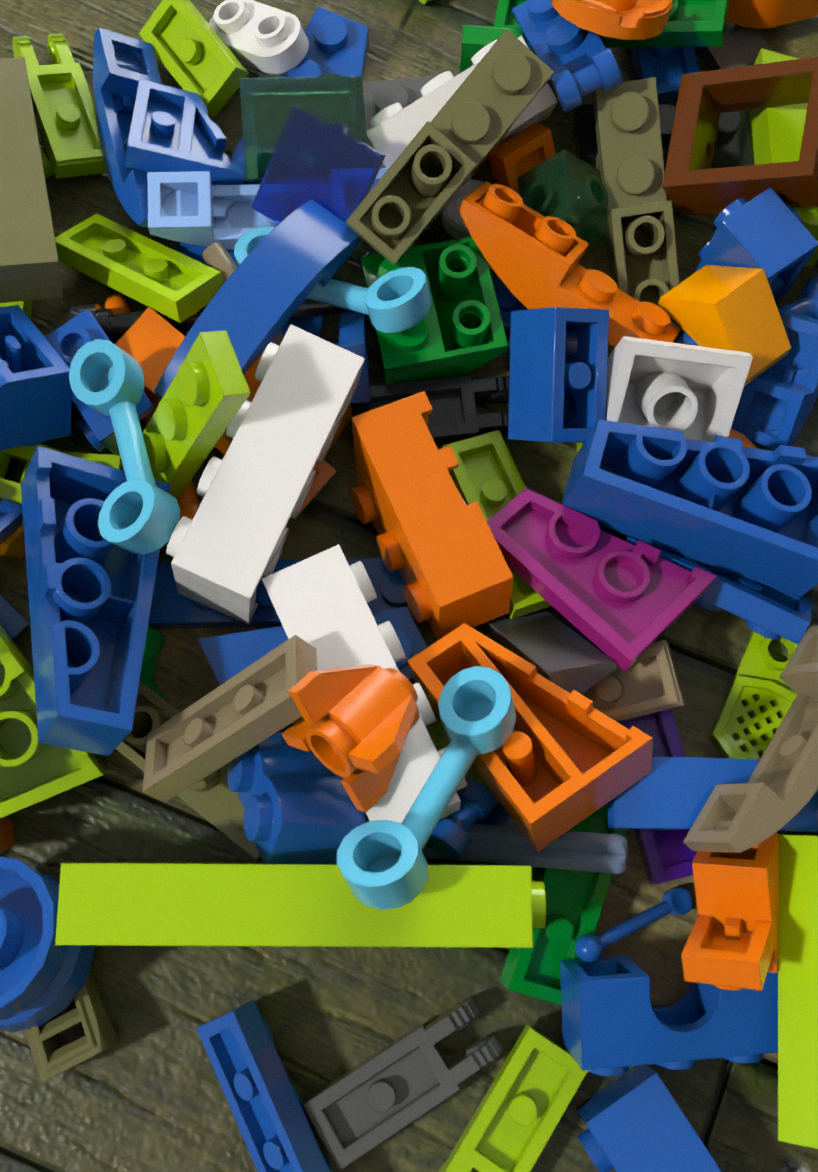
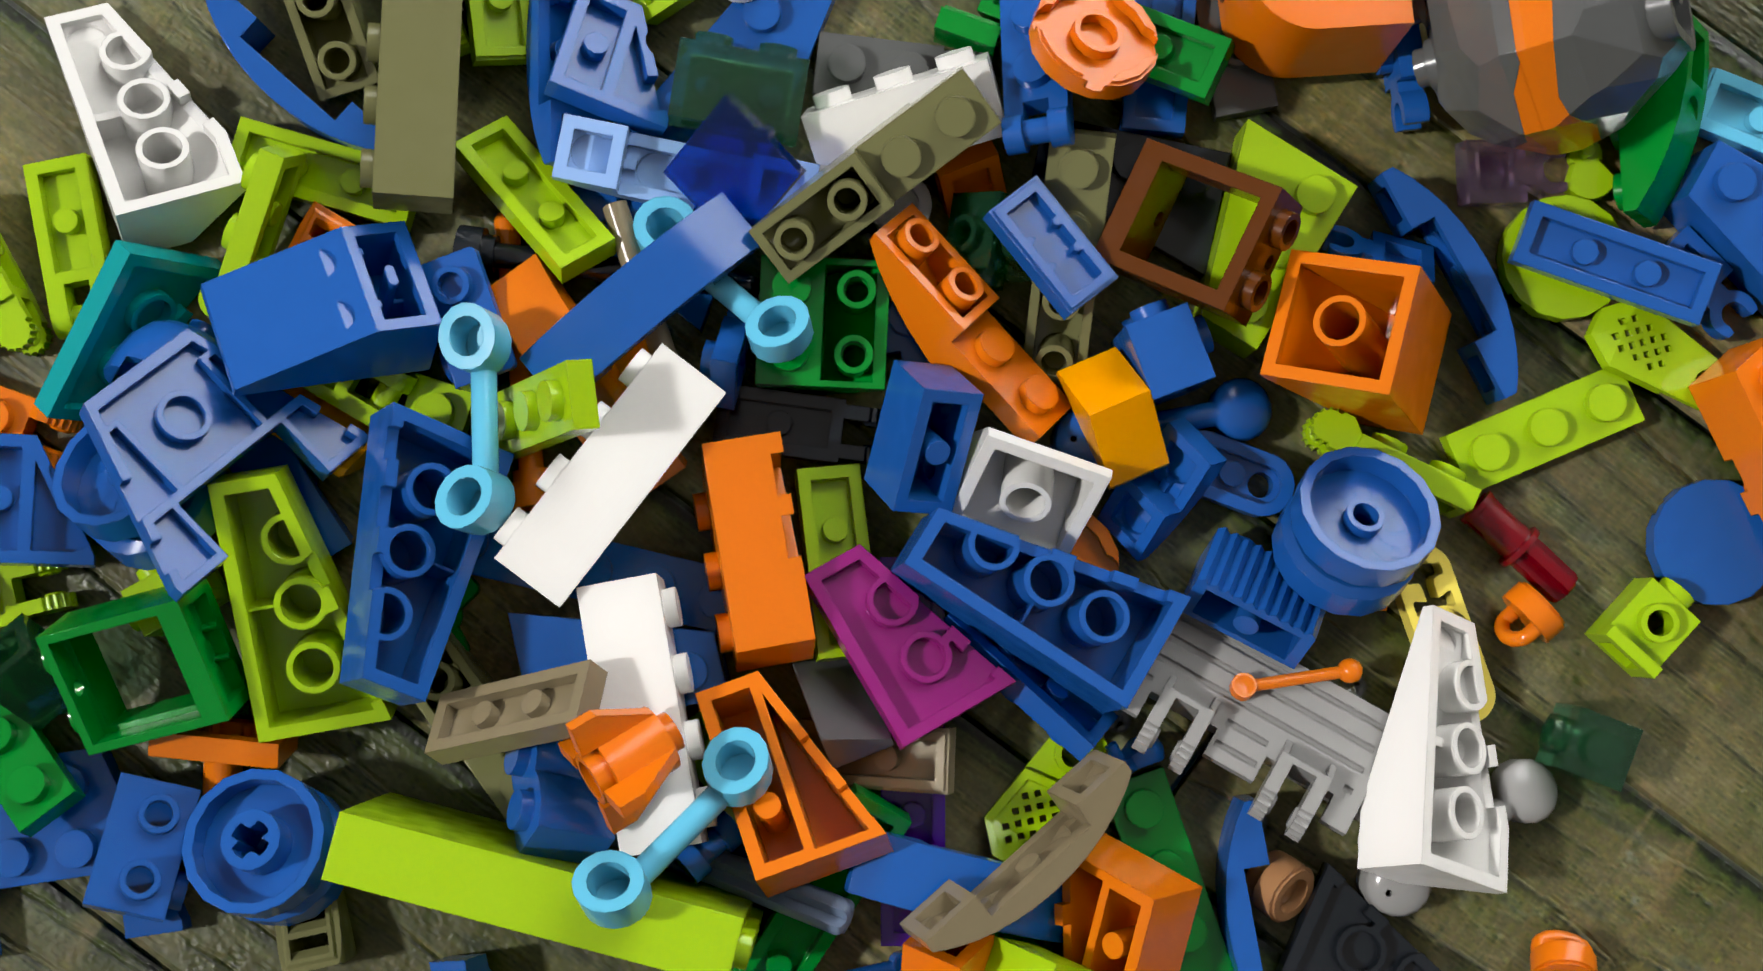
camera: 15 degrees right, 10 degrees up
(625, 181) = (1050, 247): none -> plate

